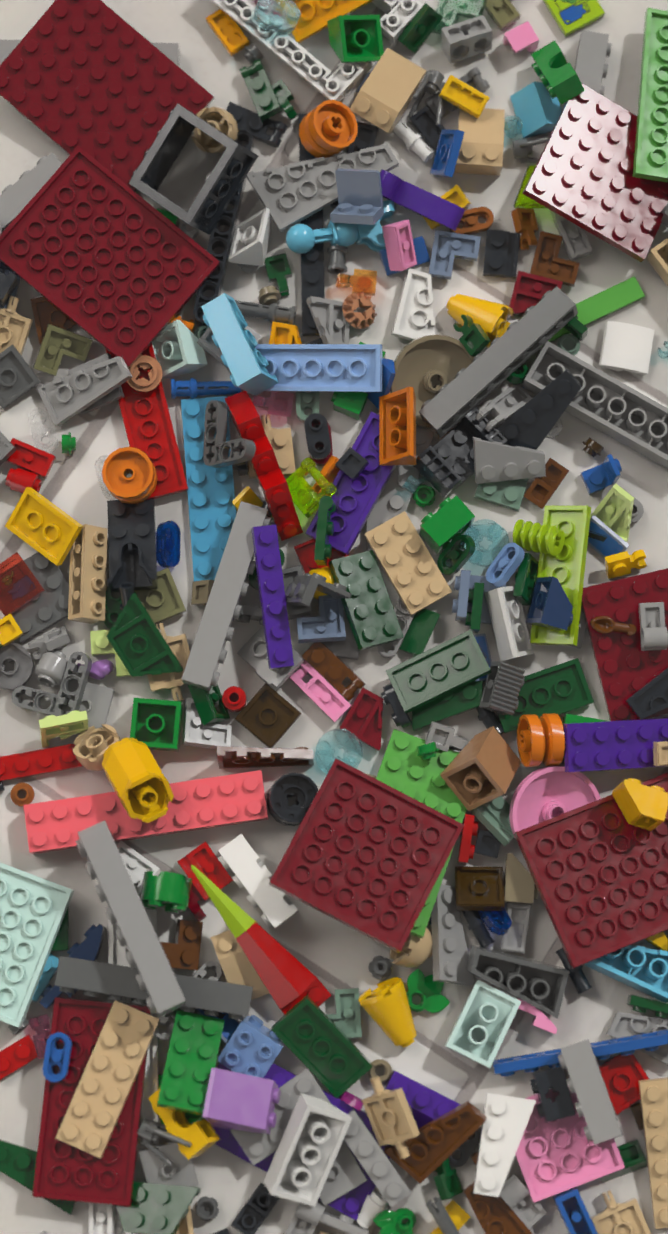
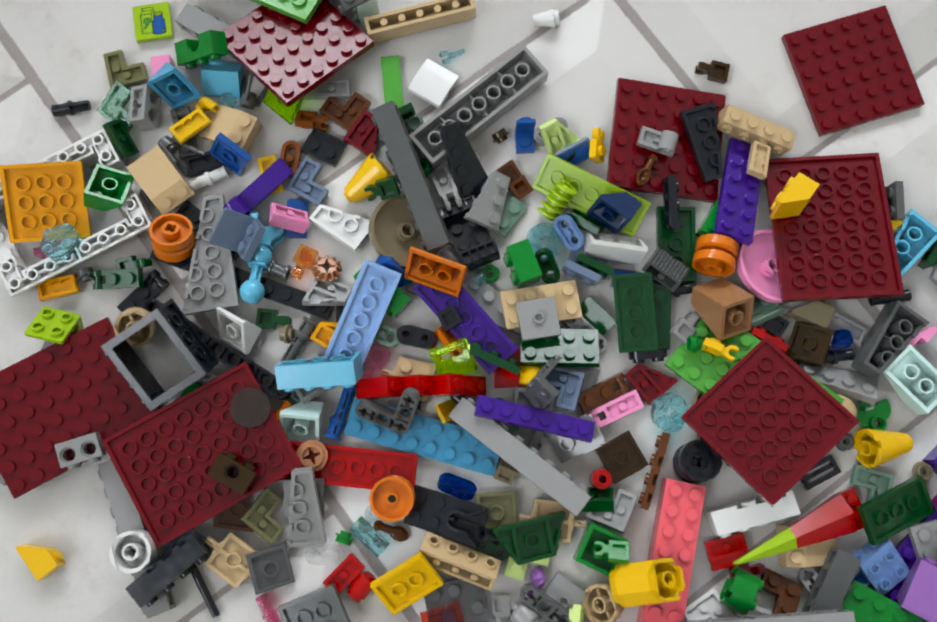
camera: 70 degrees left, 0 degrees up
(64, 126) = (79, 446): none -> light grey brick
(79, 469) = (369, 536): none -> clear light blue plate
(92, 282) = (221, 472): none -> dark brown brick
(94, 497) = (396, 532): none -> reddish brown piece
(158, 735) = (615, 551): none -> plate
(171, 286) = (250, 407): none -> clear smoke tile
(183, 45) = (54, 325): none -> lime bracket
(349, 964) = (804, 479): none -> black tile
(388, 562) = (538, 318): none -> light grey plate
(431, 773) = (715, 347): none -> yellow plate
(499, 103) = (206, 103): none -> yellow arm
(502, 59) = (173, 86): none -> dark azure slope
(582, 669) = (671, 204): none -> black plate

